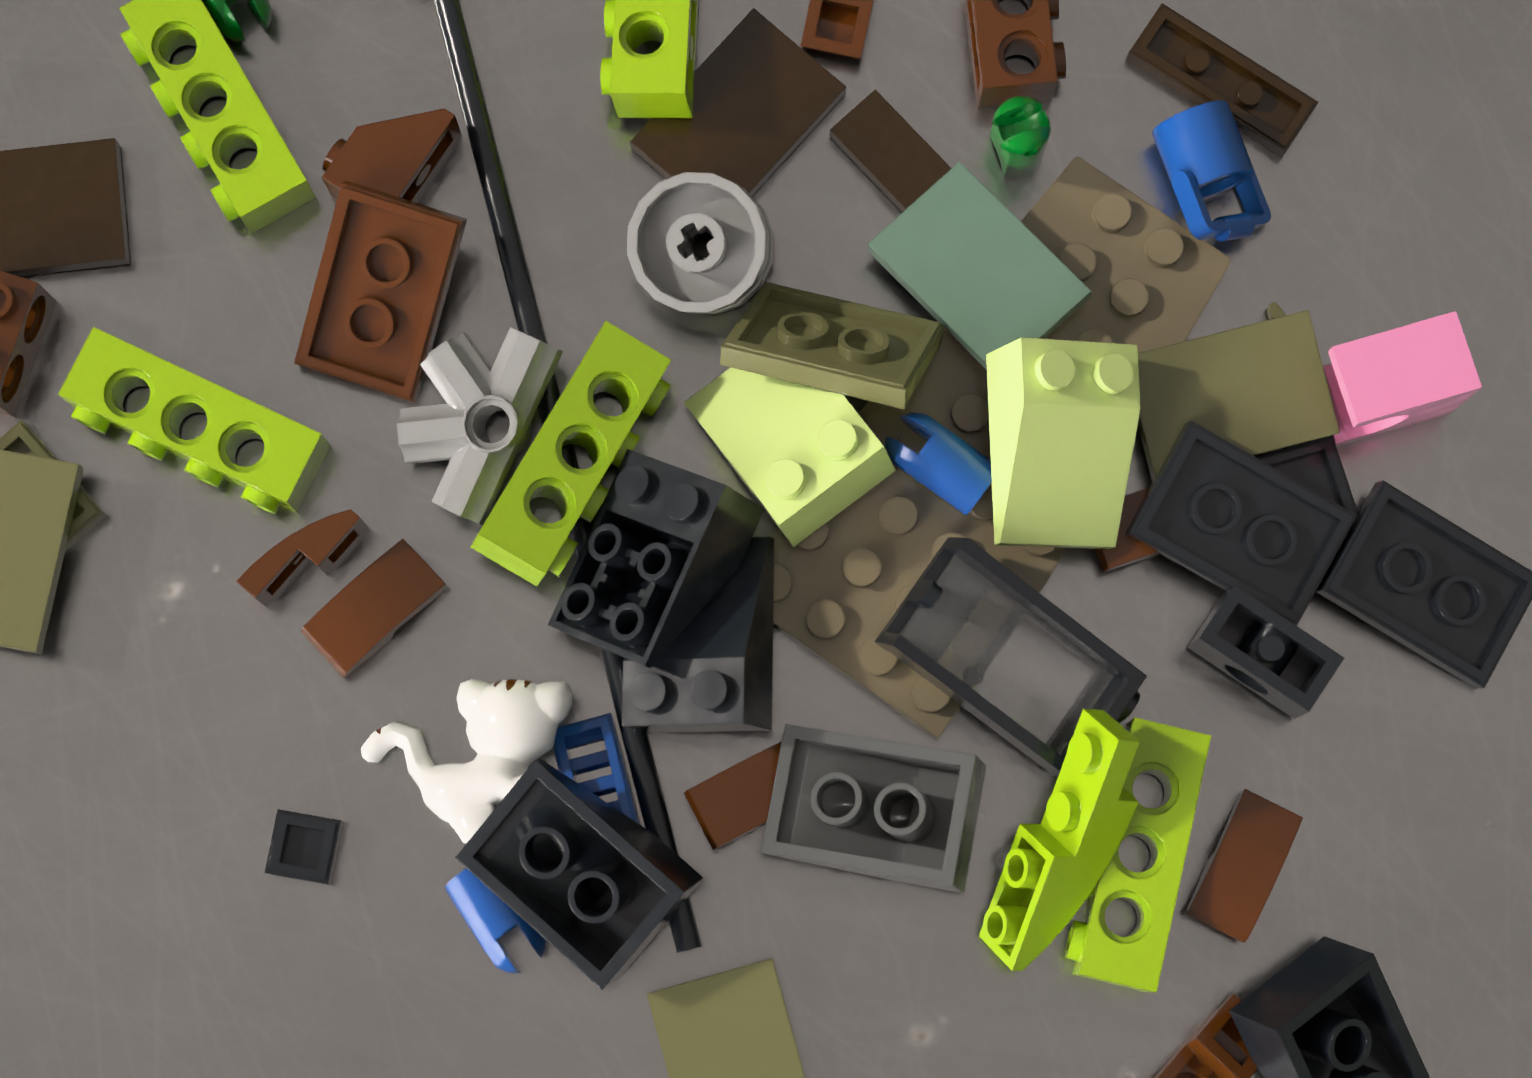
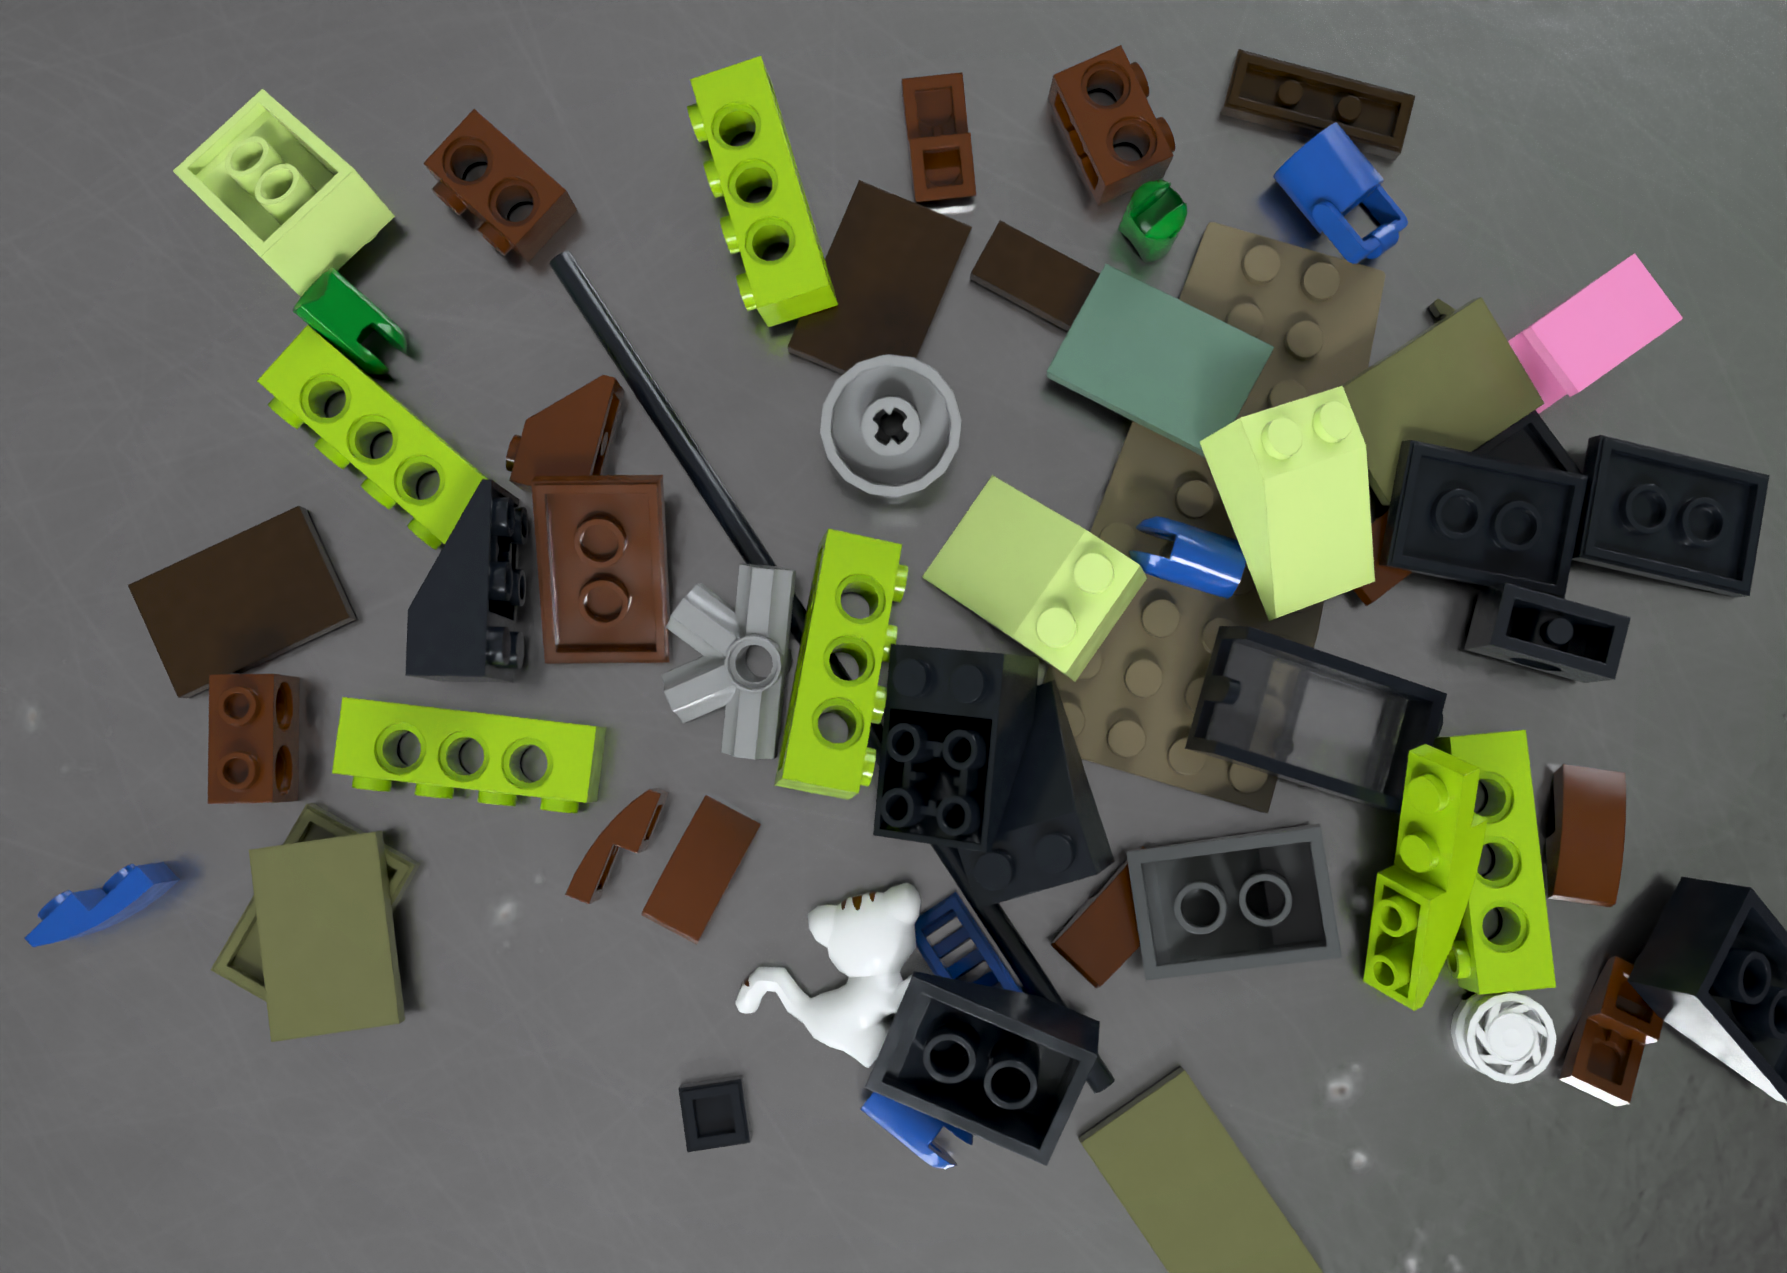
camera: 20 degrees left, 5 degrees up
(246, 272) = (468, 602): none -> black slope
(832, 344) = (1049, 480): olive tile -> none
(1095, 1029) = (1503, 1035): none -> white wheel

